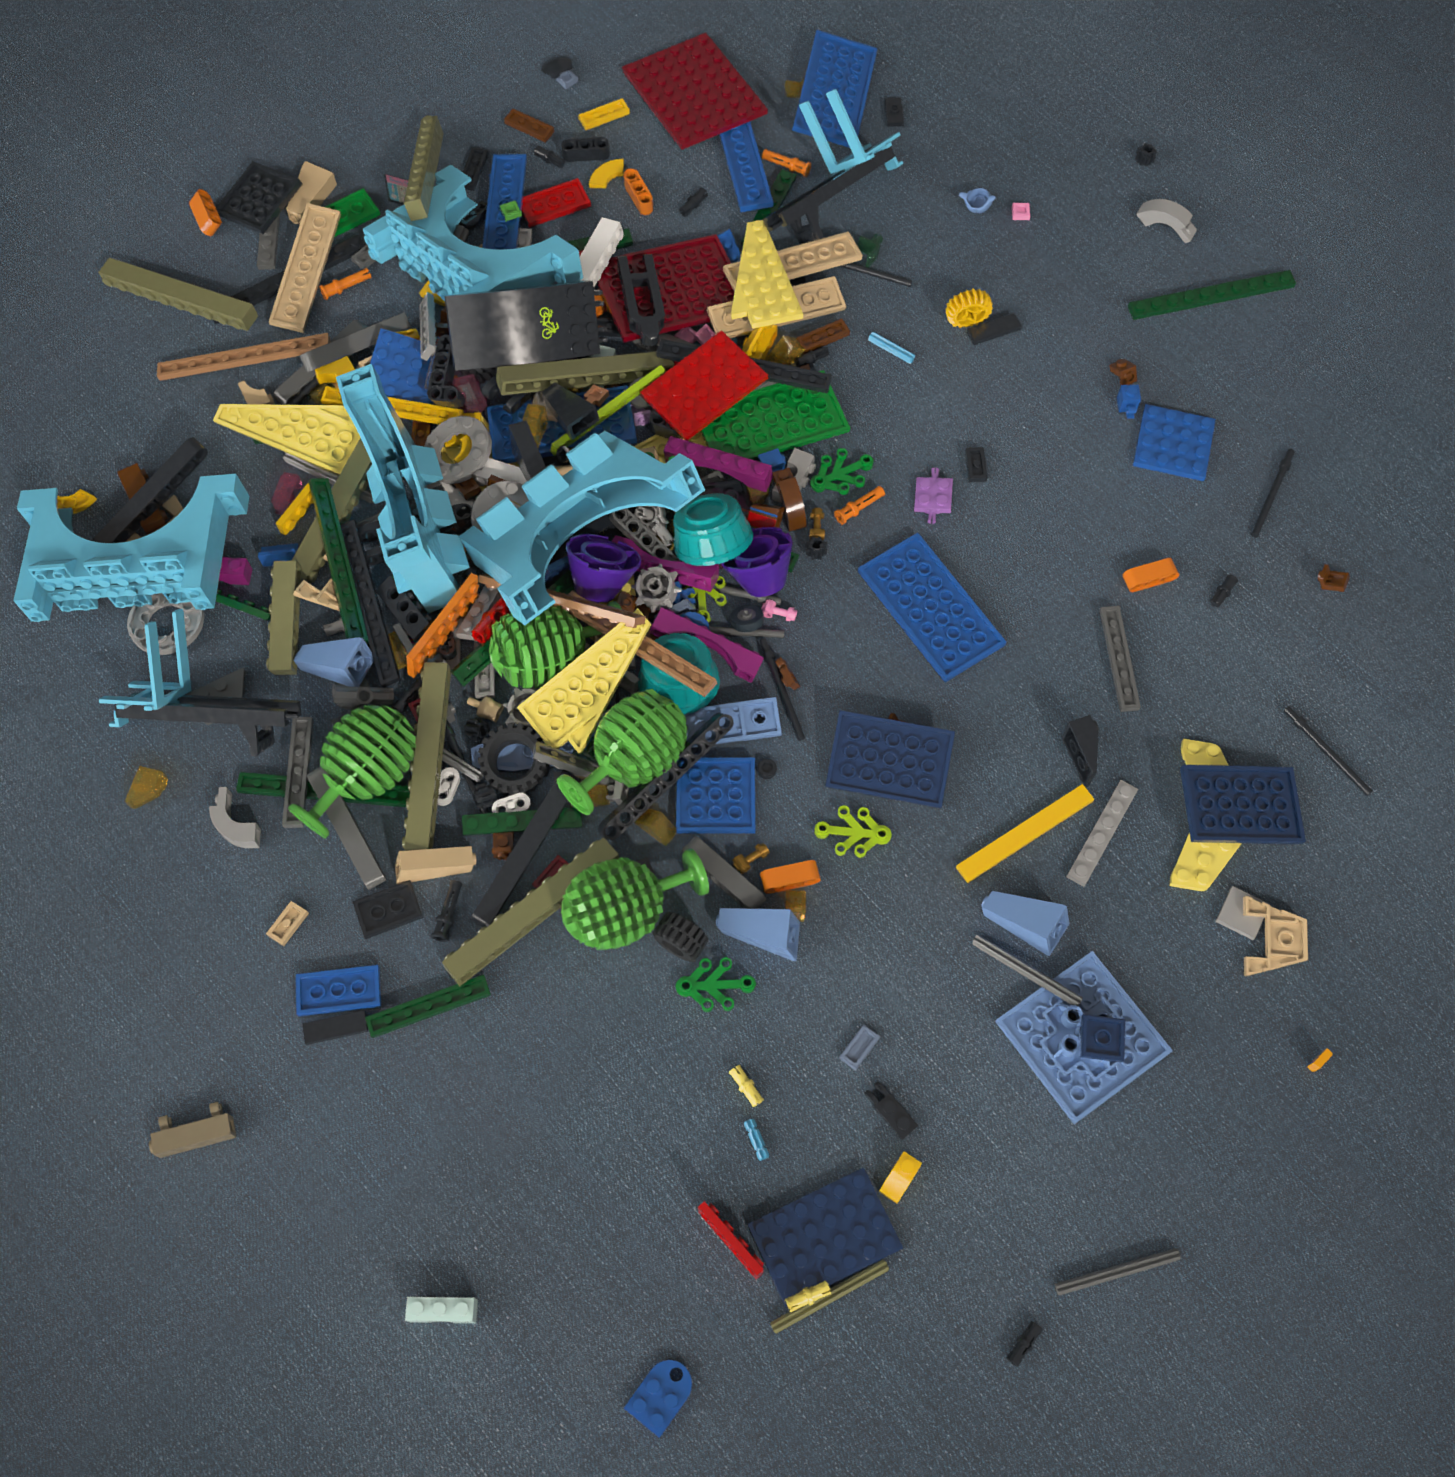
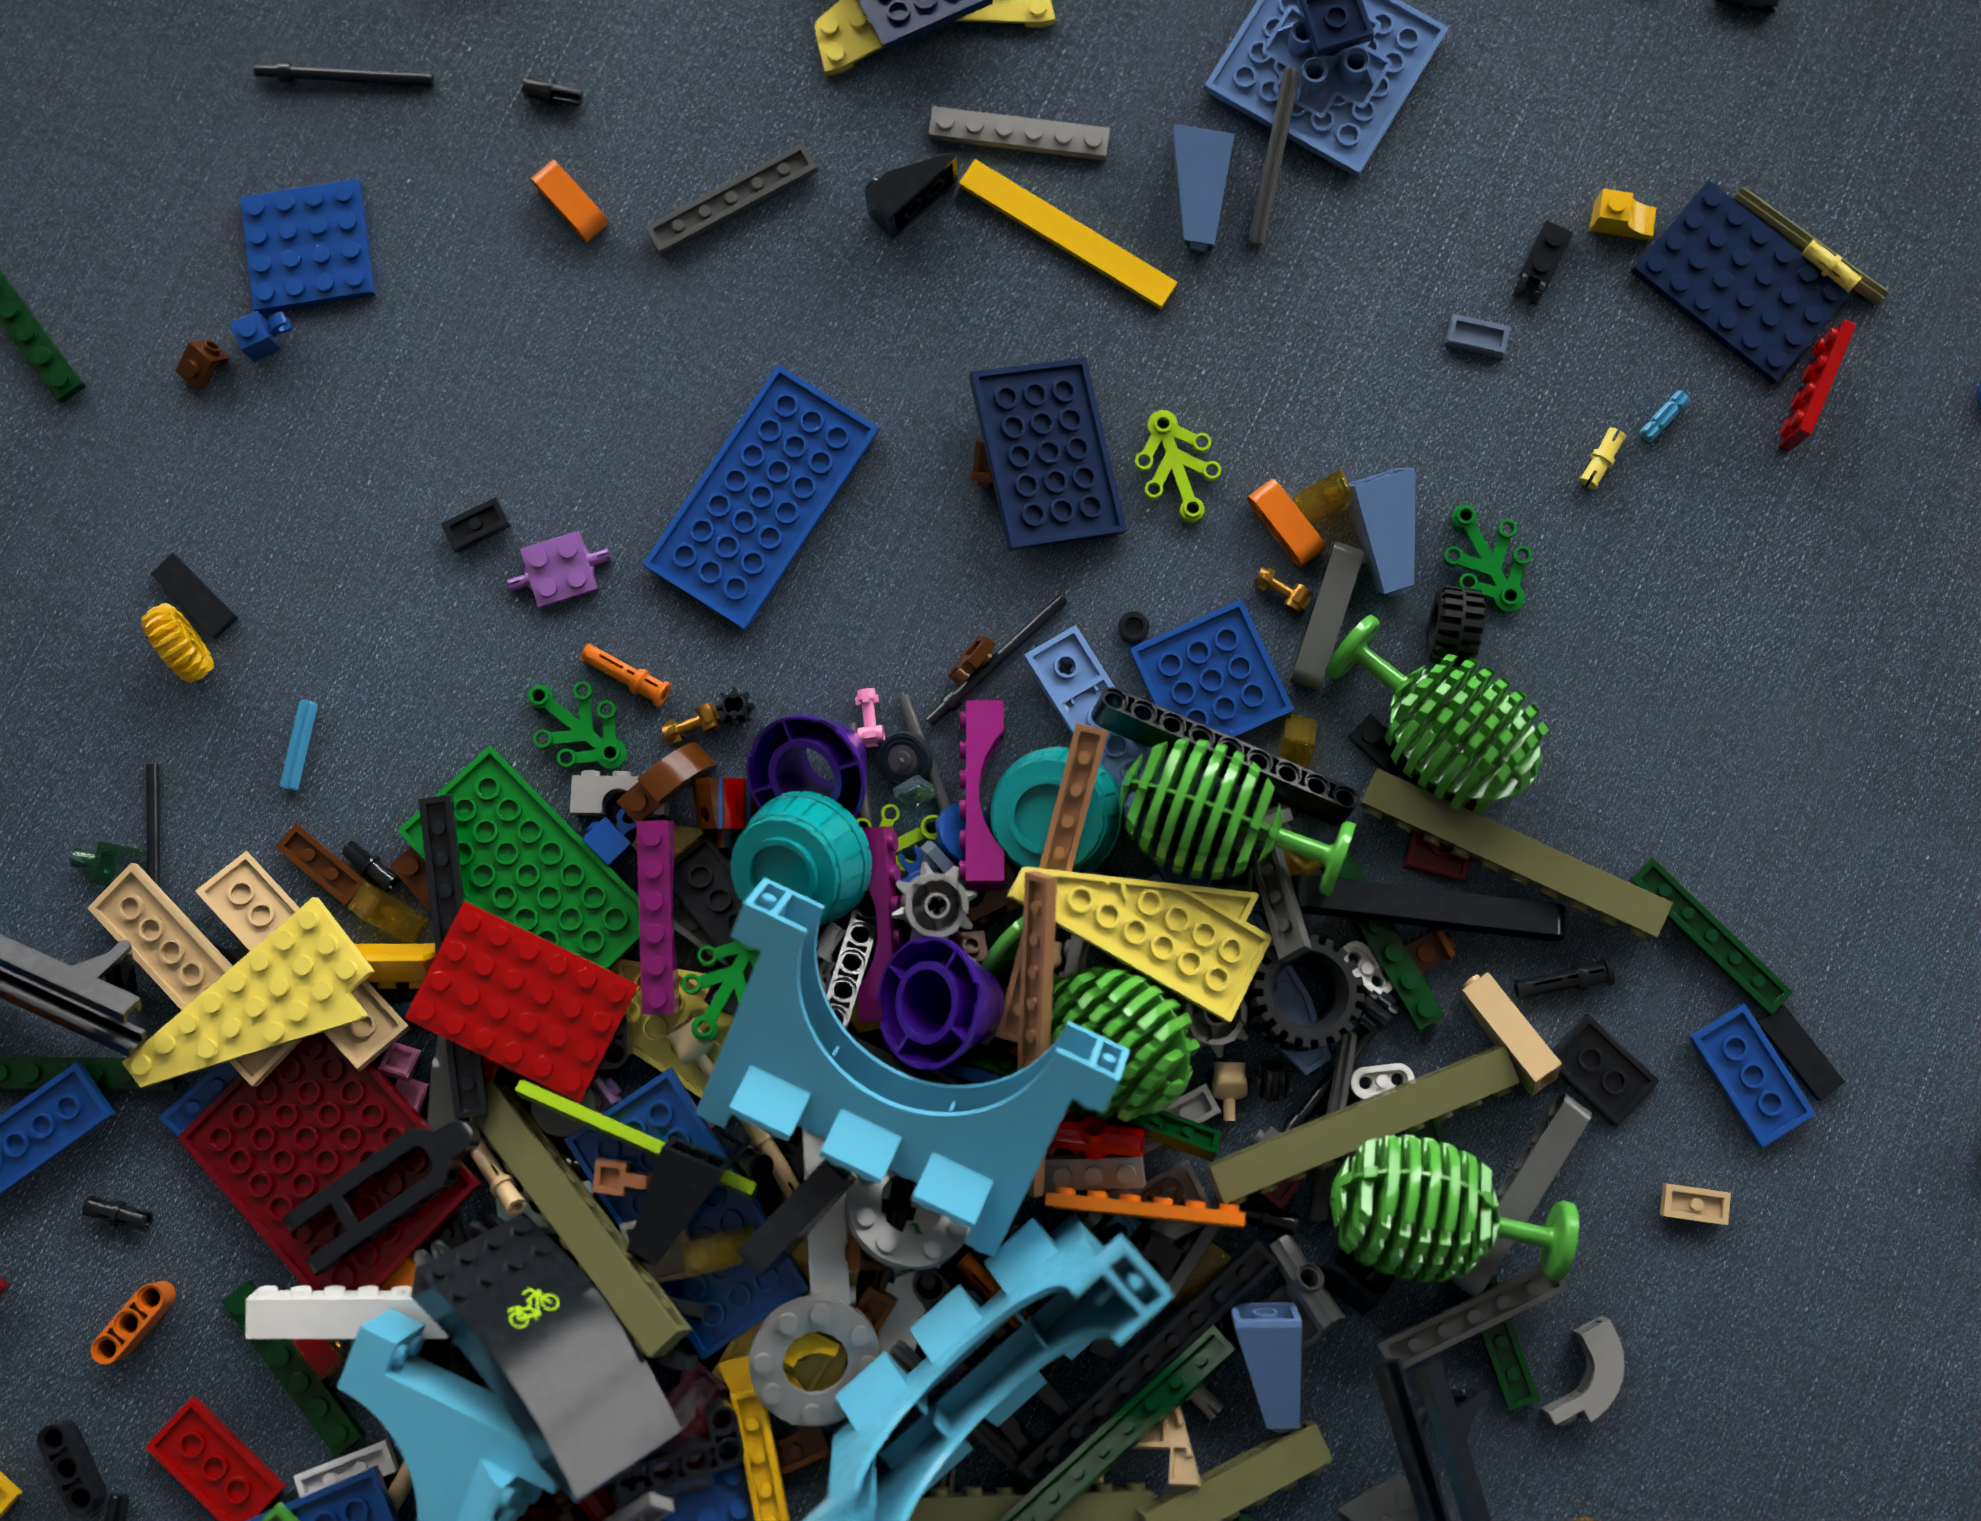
camera: 110 degrees left, 15 degrees up
(606, 172) = (108, 1404): yellow tile -> none
(618, 349) = (501, 1184): none -> tan pin
(726, 615) = (915, 791): none -> clear light blue tile

